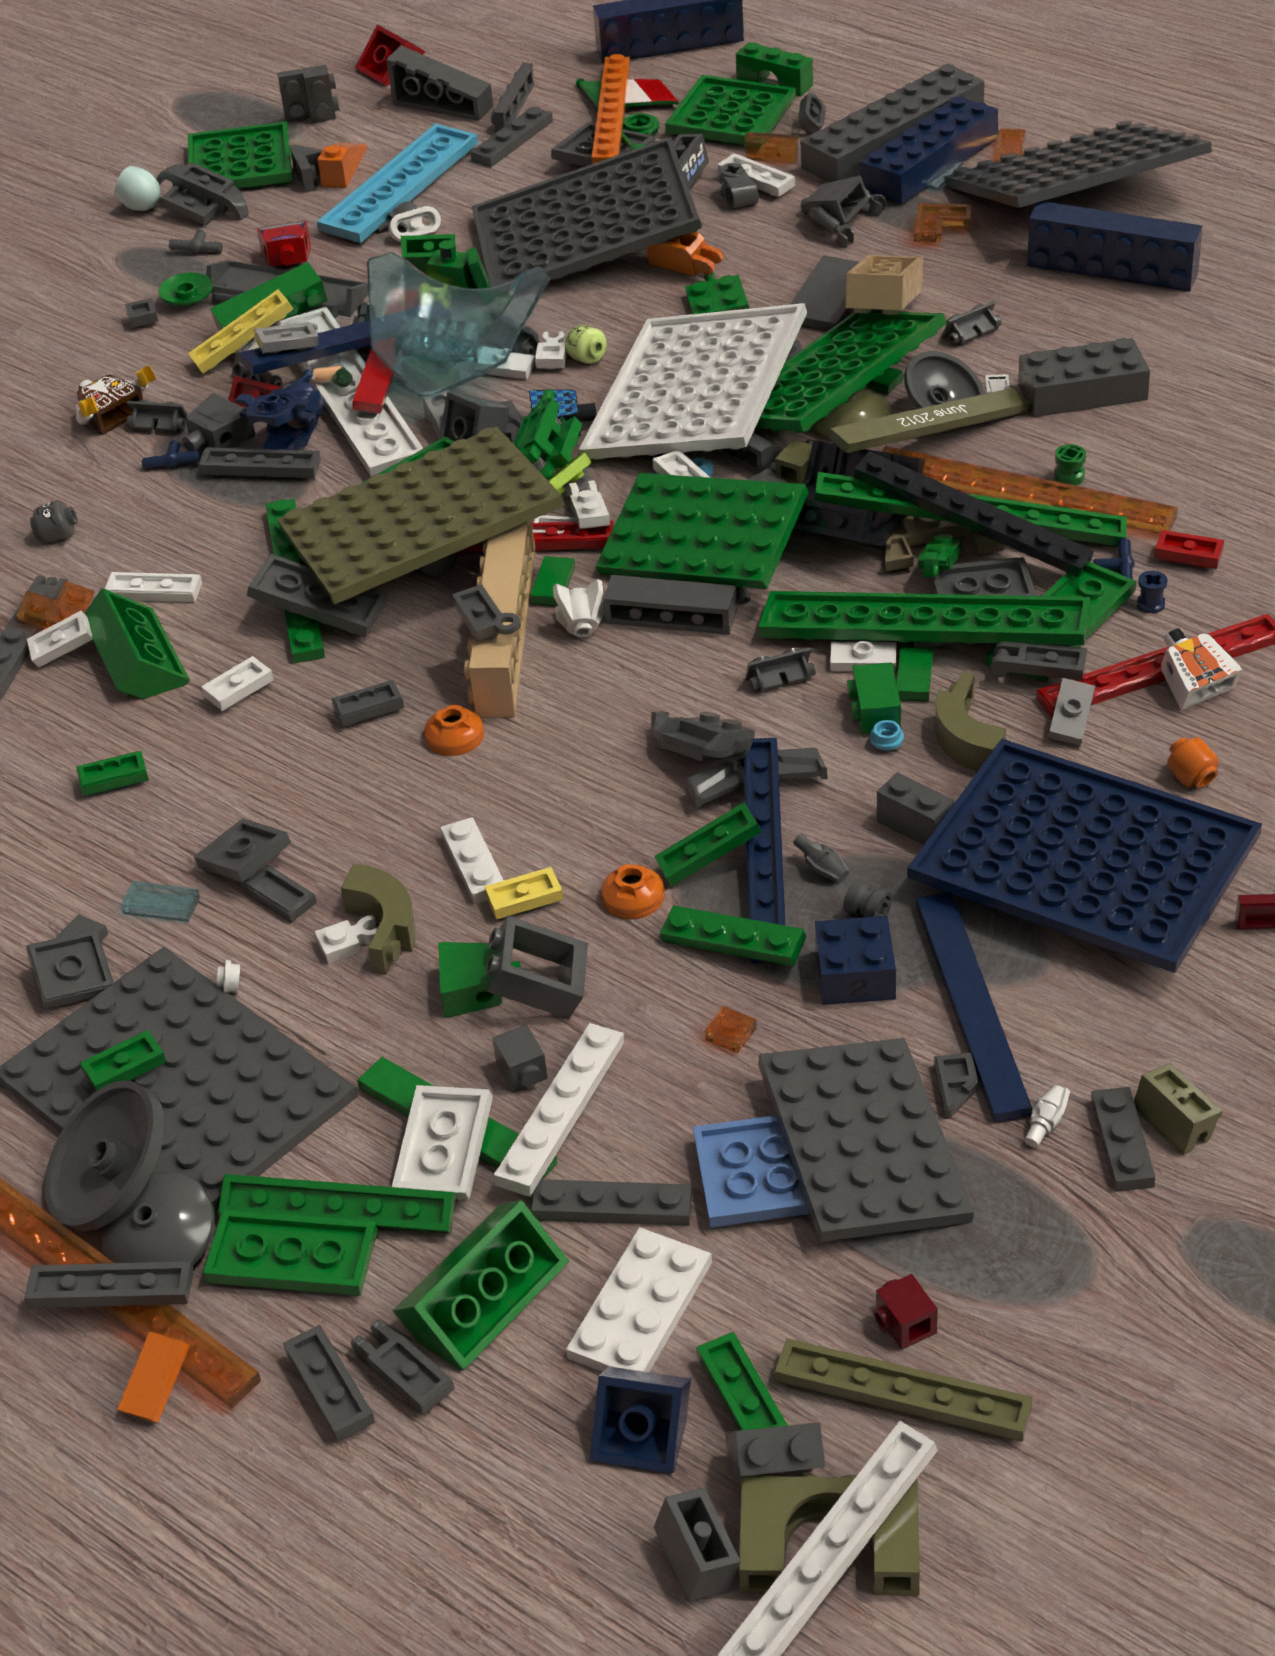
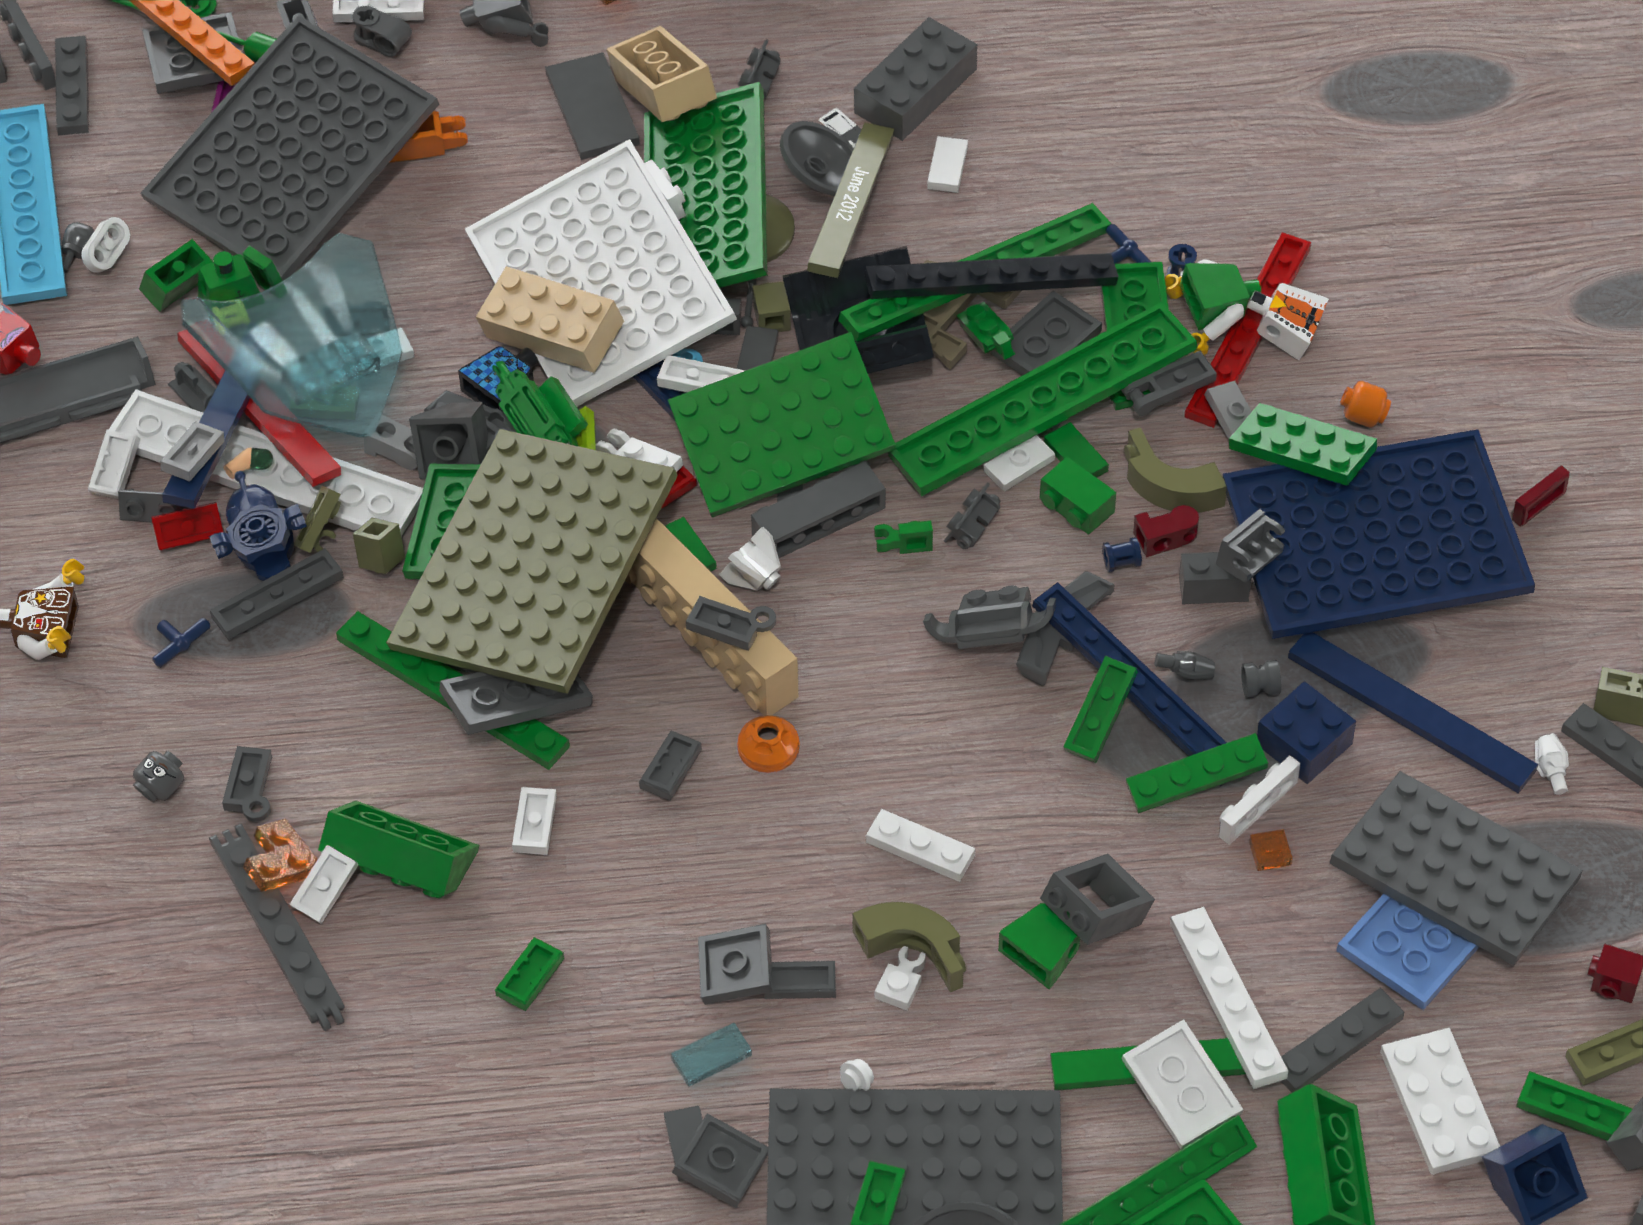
camera: 45 degrees left, 10 degrees up
(100, 557) = (248, 782): none -> dark grey hinge
(155, 586) = (329, 780): white tile -> none
(169, 416) = (122, 598): dark grey hinge -> none
(216, 425) = (188, 580): dark grey torso -> none
(240, 331) = (95, 467): light yellow plate -> none
(299, 286) = (82, 420): green brick -> none
(338, 423) = (324, 507): none -> olive plate
(349, 464) = (378, 545): none -> olive brick
(520, 1058) = (1156, 980): dark grey brick -> none
(523, 893) = (998, 846): light yellow plate -> none
(552, 352) = (413, 317): white plate -> none
(585, 344) = (439, 288): yellowish green head -> none
(622, 387) = (550, 319): none -> tan brick
(635, 899) = (1073, 799): orange piece -> none
(715, 655) = (909, 538): none -> green plate
(716, 294) = (498, 170): green plate -> none
(760, 985) = (1258, 799): none -> white plate
(798, 350) = (671, 193): none -> white plate
(862, 756) = (1122, 554): none -> dark blue bush
(886, 735) = (1117, 517): medium azure plate -> none
(919, 760) = (1167, 530): none -> dark red leg
(949, 790) = (1250, 546): none -> dark grey hinge
(955, 1080) = (1463, 780): dark grey tile -> none
(1024, 488) = (996, 217): clear orange plate -> none
(1044, 444) = (947, 164): none -> white tile
(1070, 464) = (994, 176): green wheel -> none
(1093, 753) = (1303, 443): none -> plate
(1142, 622) = (1213, 295): none -> green torso
(1189, 549) = (1166, 205): red plate -> none

